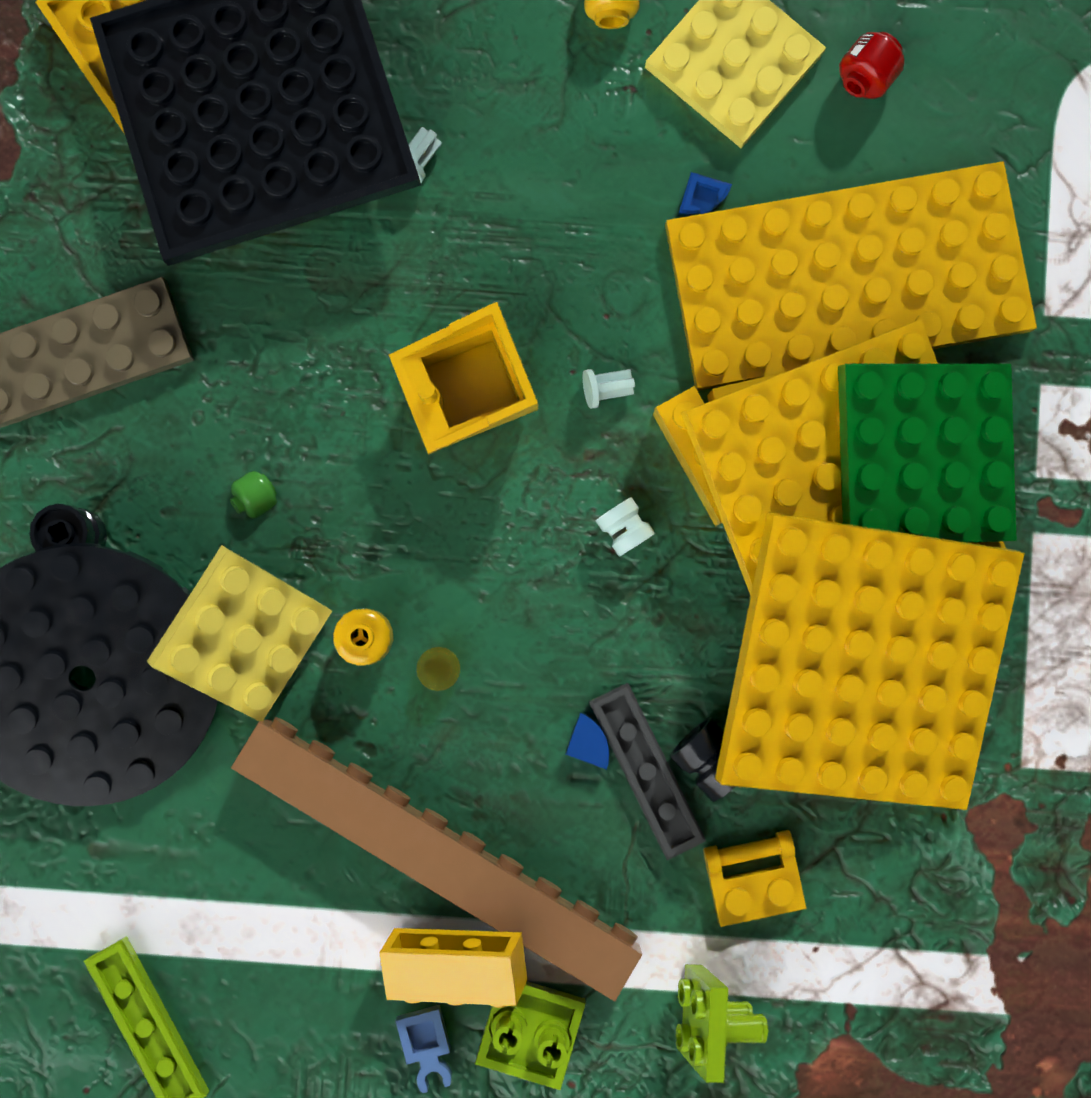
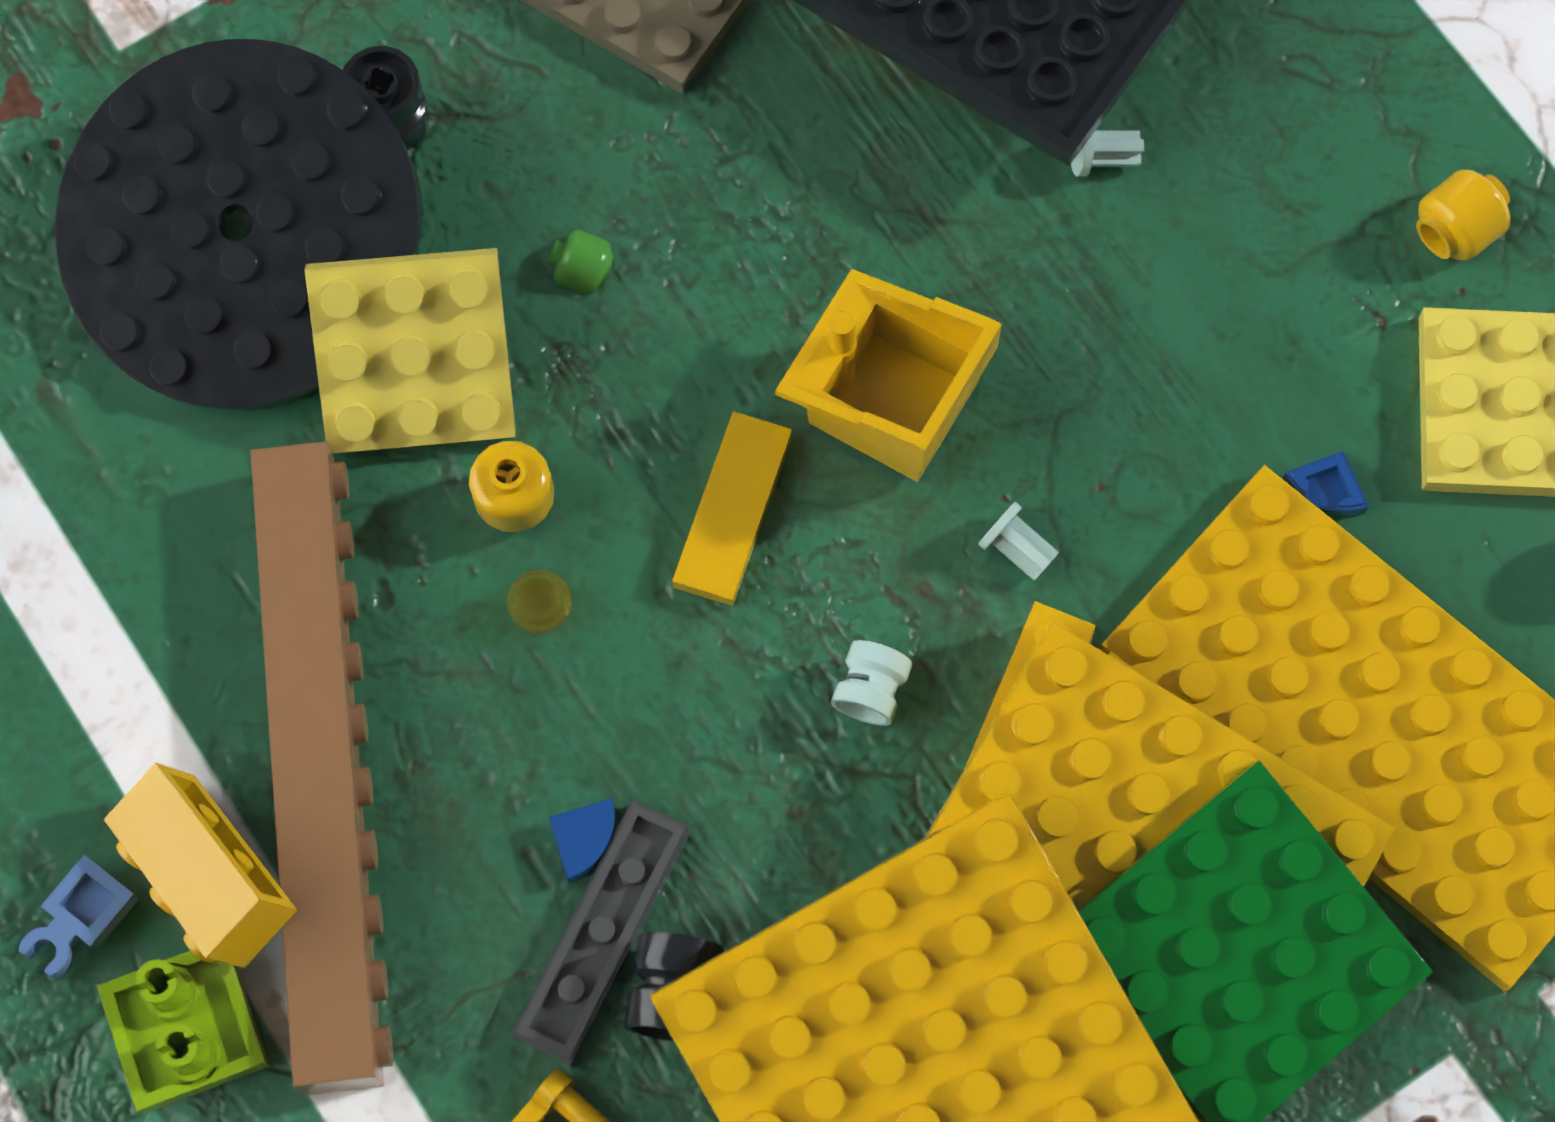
camera: 55 degrees right, 15 degrees down
(465, 523) = (732, 508): none -> yellow tile

